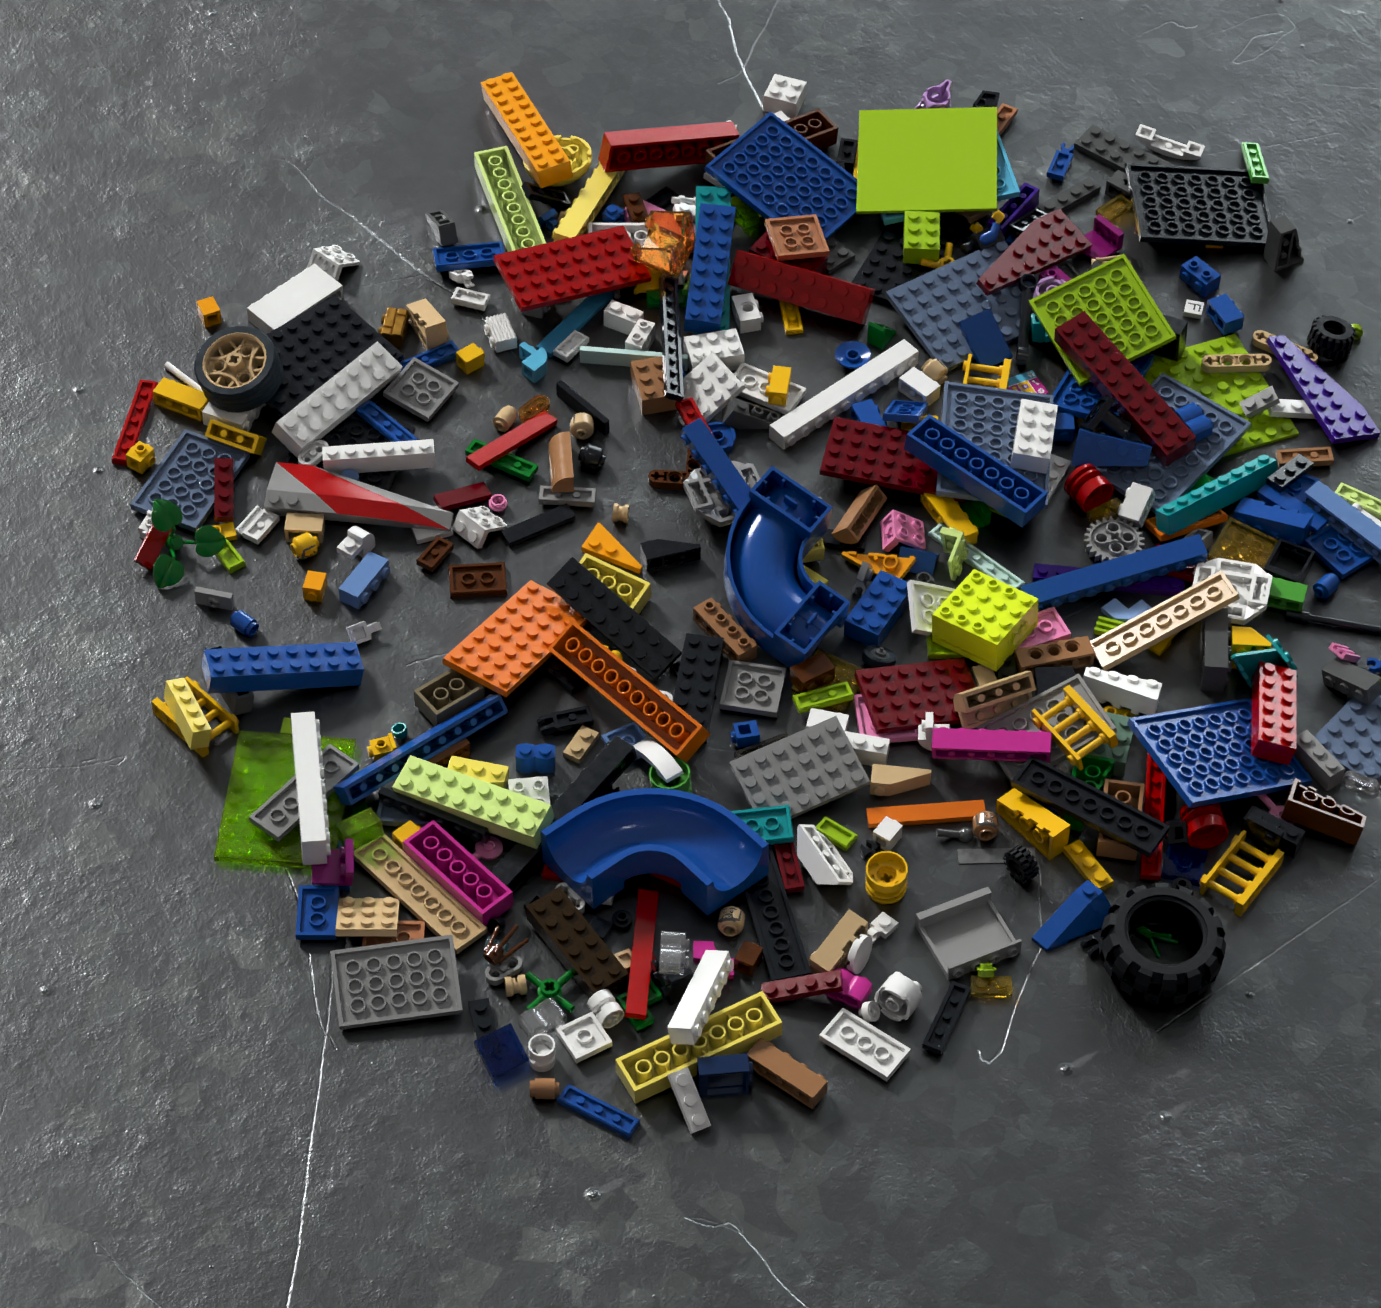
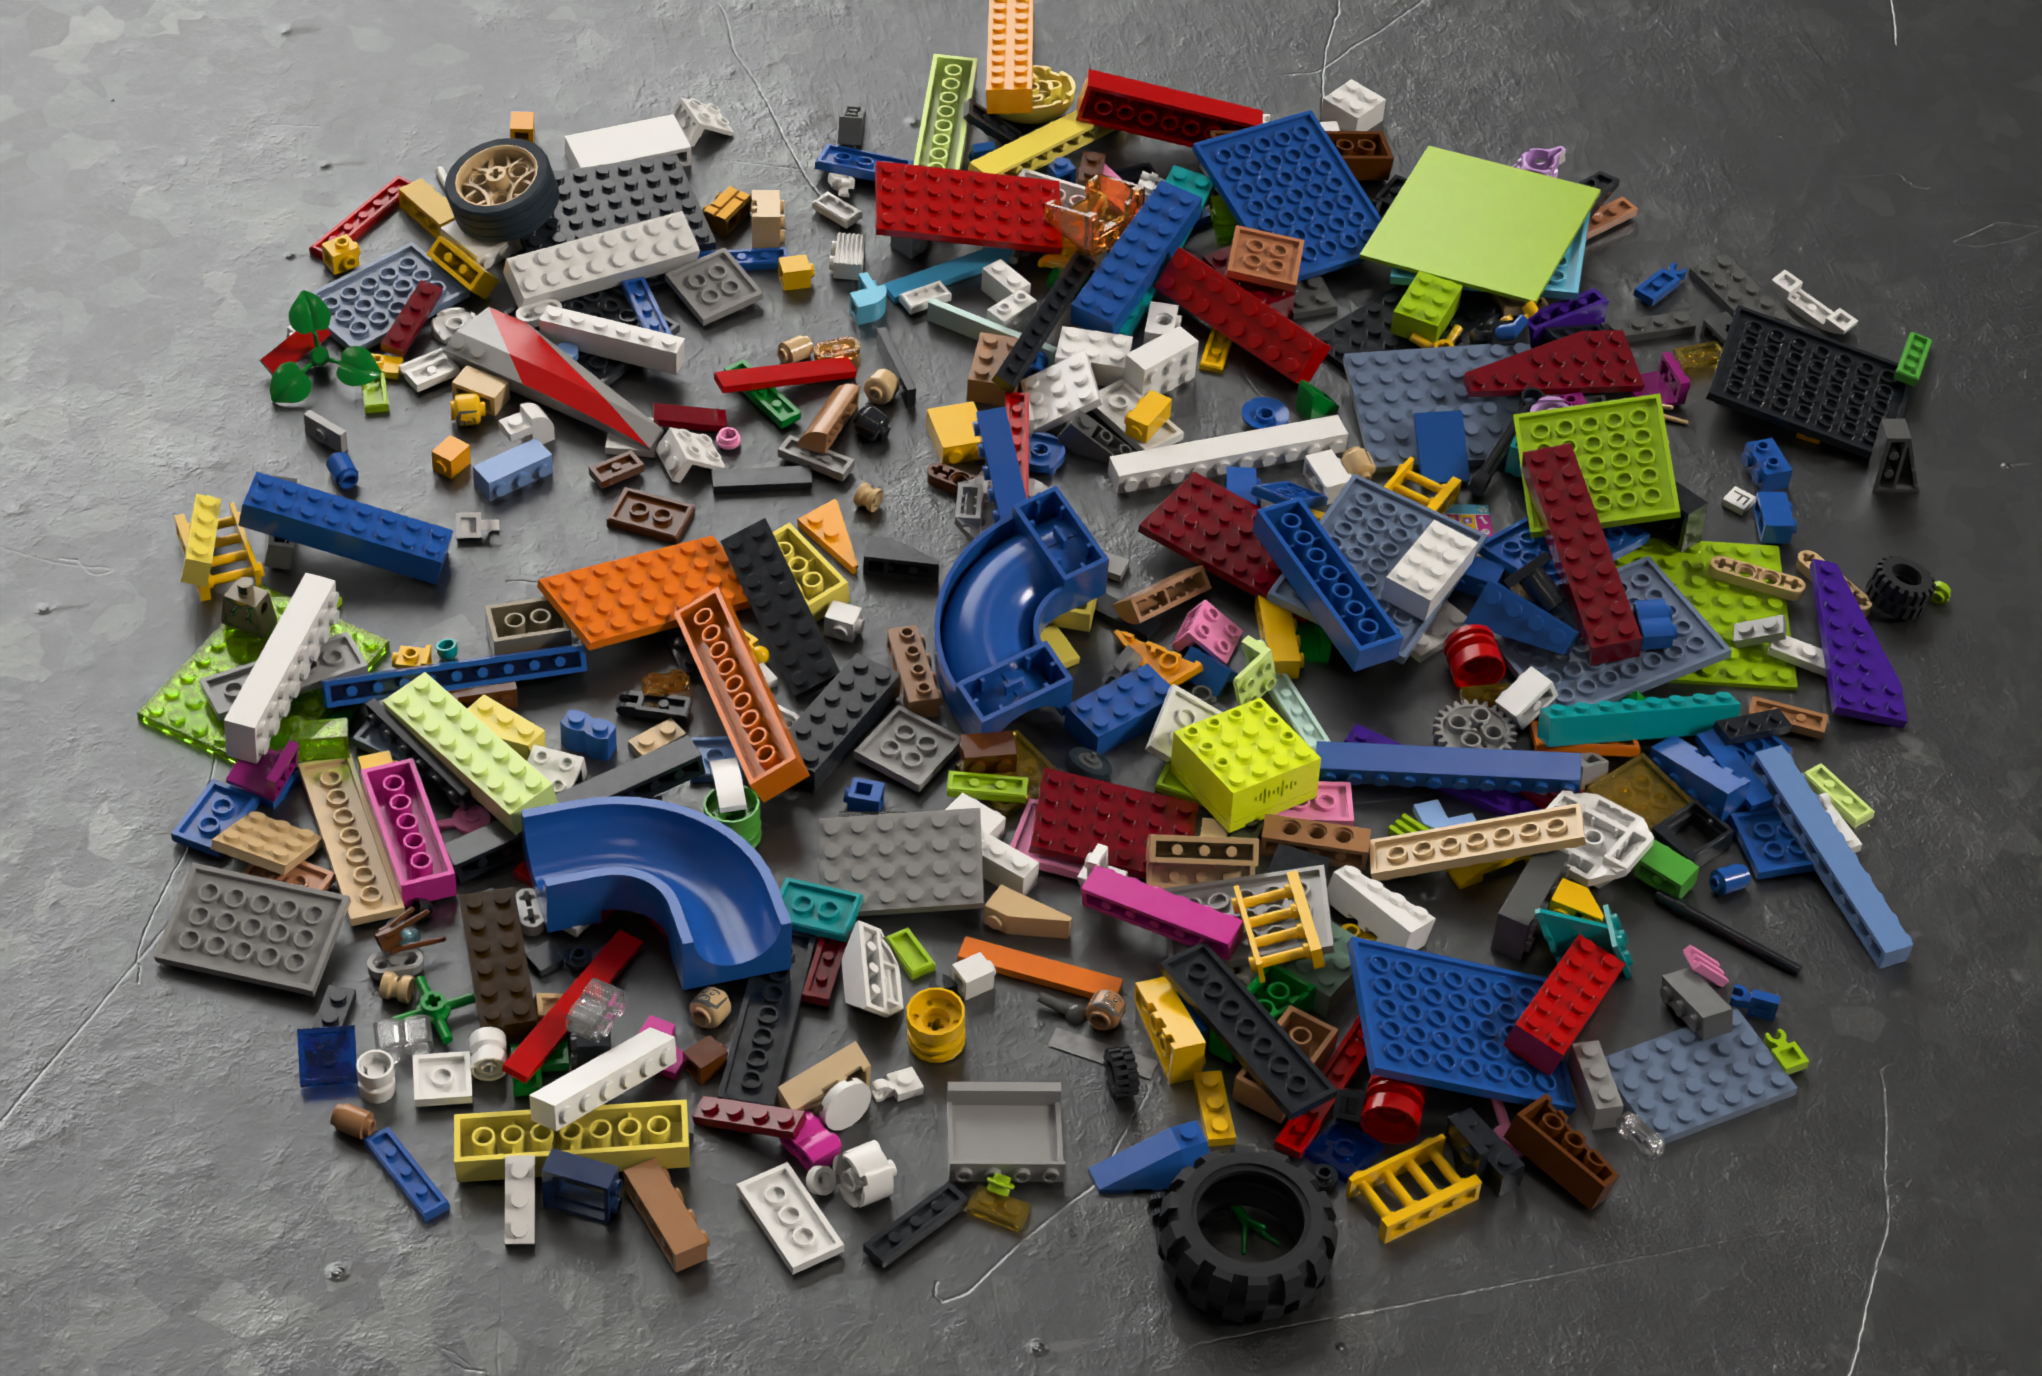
camera: 20 degrees right, 5 degrees down
(251, 752) = (248, 608): none -> dark tan torso
(252, 483) = (448, 322): none -> white tile
(564, 700) = (665, 683): none -> clear orange plate
(654, 443) = (953, 432): none -> yellow brick
(657, 611) = (843, 621): none -> white brick
(766, 341) = (1162, 362): none -> white brick

